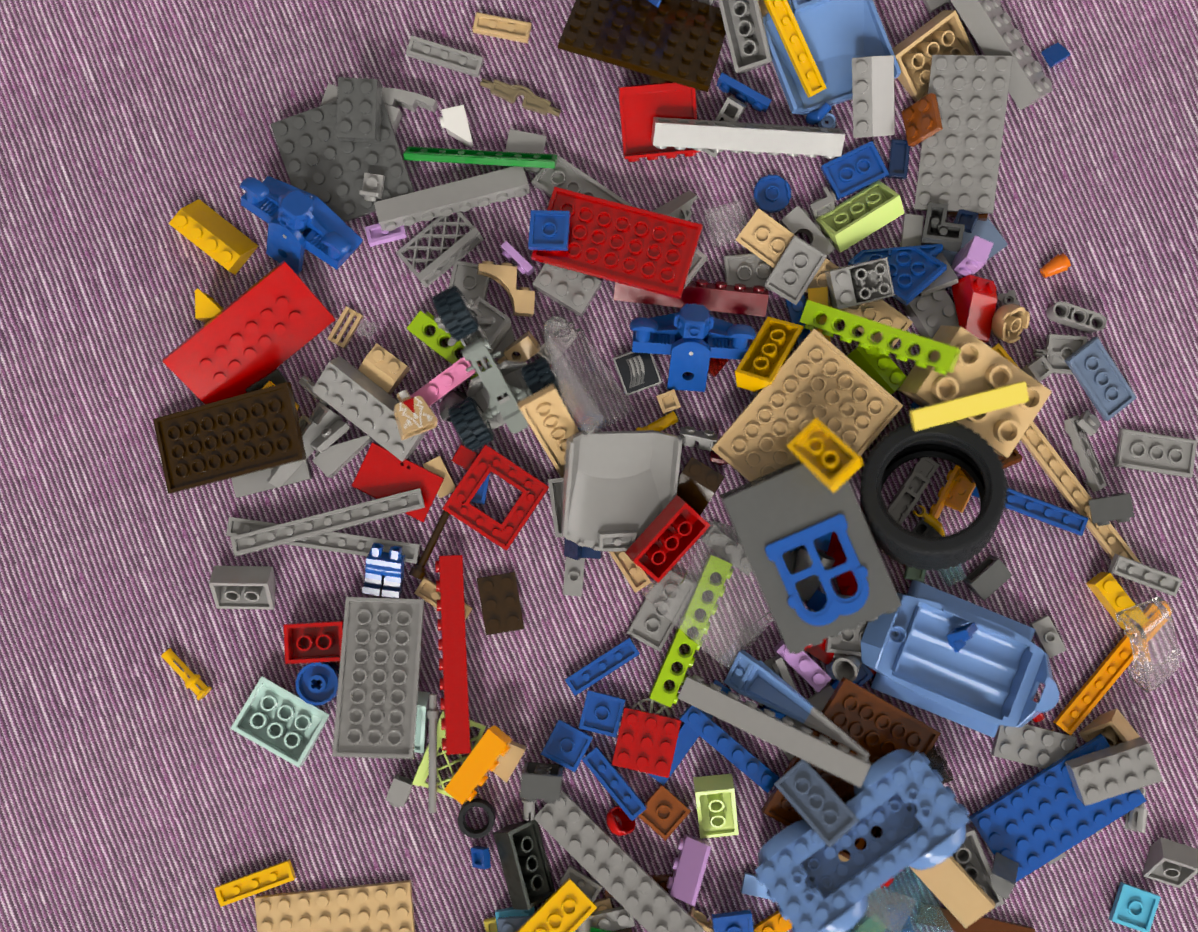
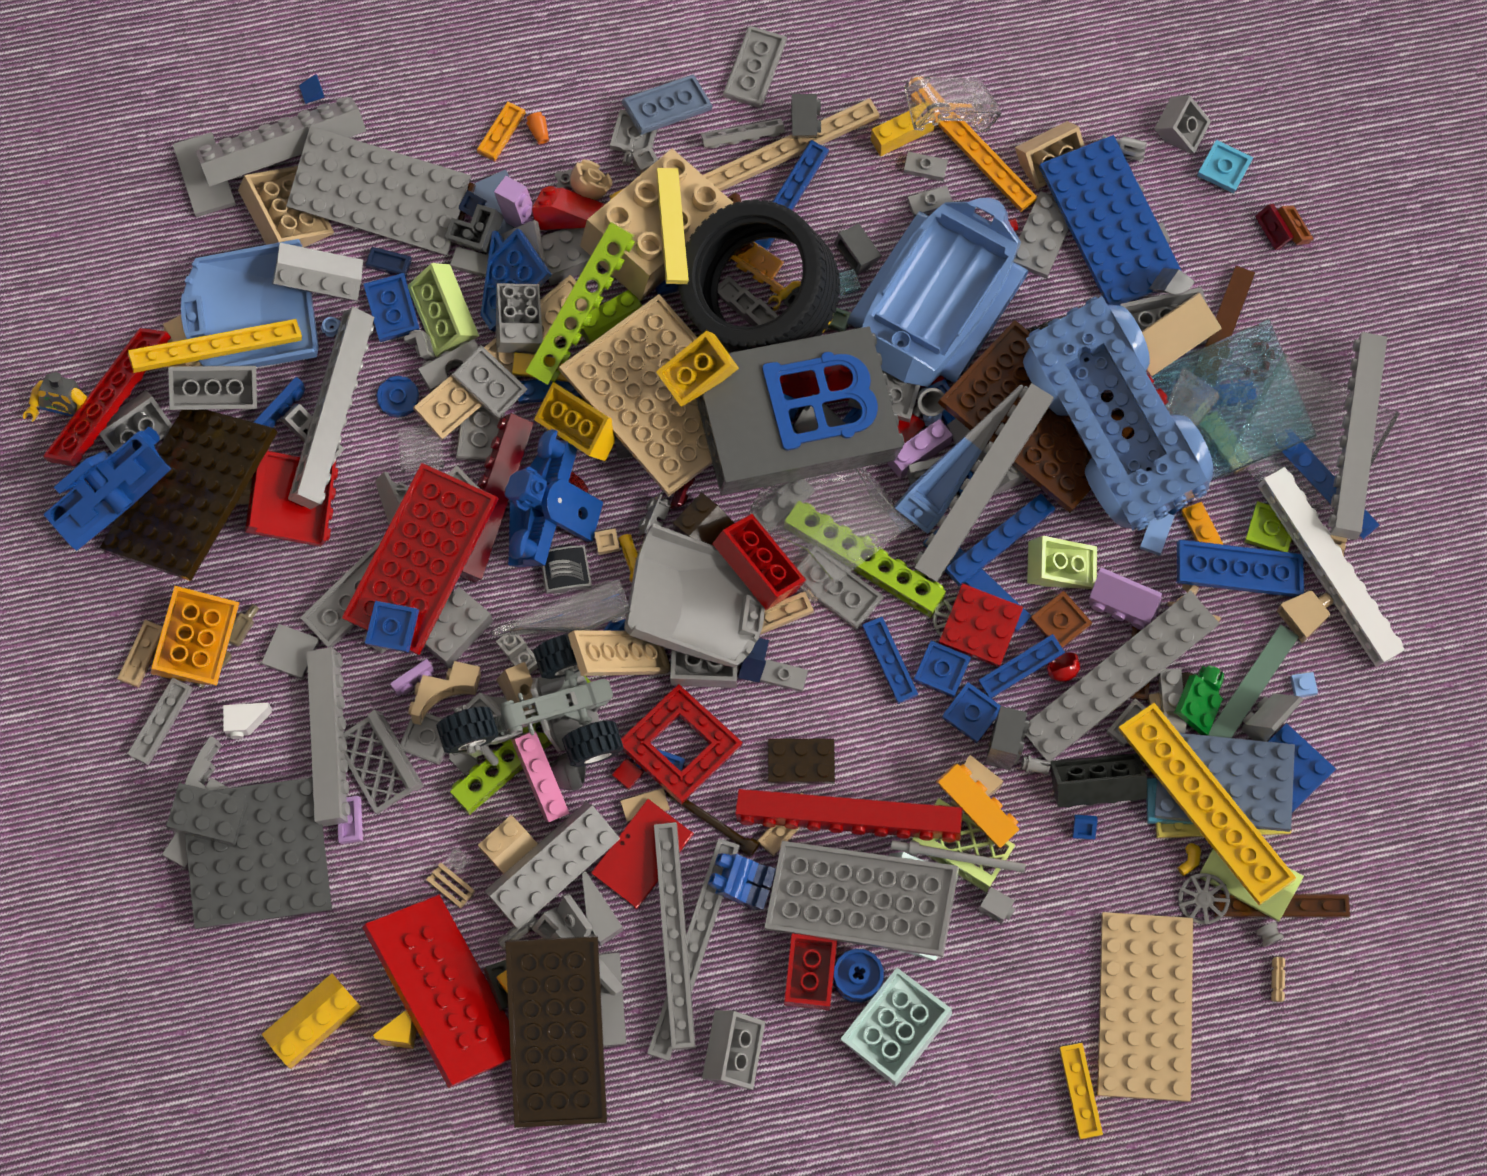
camera: 75 degrees left, 15 degrees down
(169, 656) = (833, 1129): yellow pin -> none
(291, 213) = (323, 908): blue piece -> none
(372, 187) = (296, 819): light grey bracket -> none
(413, 415) = (571, 808): tan torso -> none
(478, 802) = (1053, 814): black tyre -> none
(480, 157) = (287, 698): green tile -> none
(520, 66) = (194, 637): none -> light orange slope
(816, 802) = (1065, 448): sand blue tile -> none
(817, 115) = (323, 333): blue arm -> none
(922, 120) = (353, 229): dark orange plate -> none
(960, 634) = (911, 280): blue bracket -> none
(1046, 233) = (501, 131): none -> light orange tile
(1067, 319) = (597, 108): light grey beam -> none
(1083, 627) = (925, 166): none -> light grey plate
(1088, 422) = (711, 123): light grey plate -> none
(1113, 771) = (1076, 158): light grey brick -> none
(1145, 575) = (880, 97): light grey tile -> none

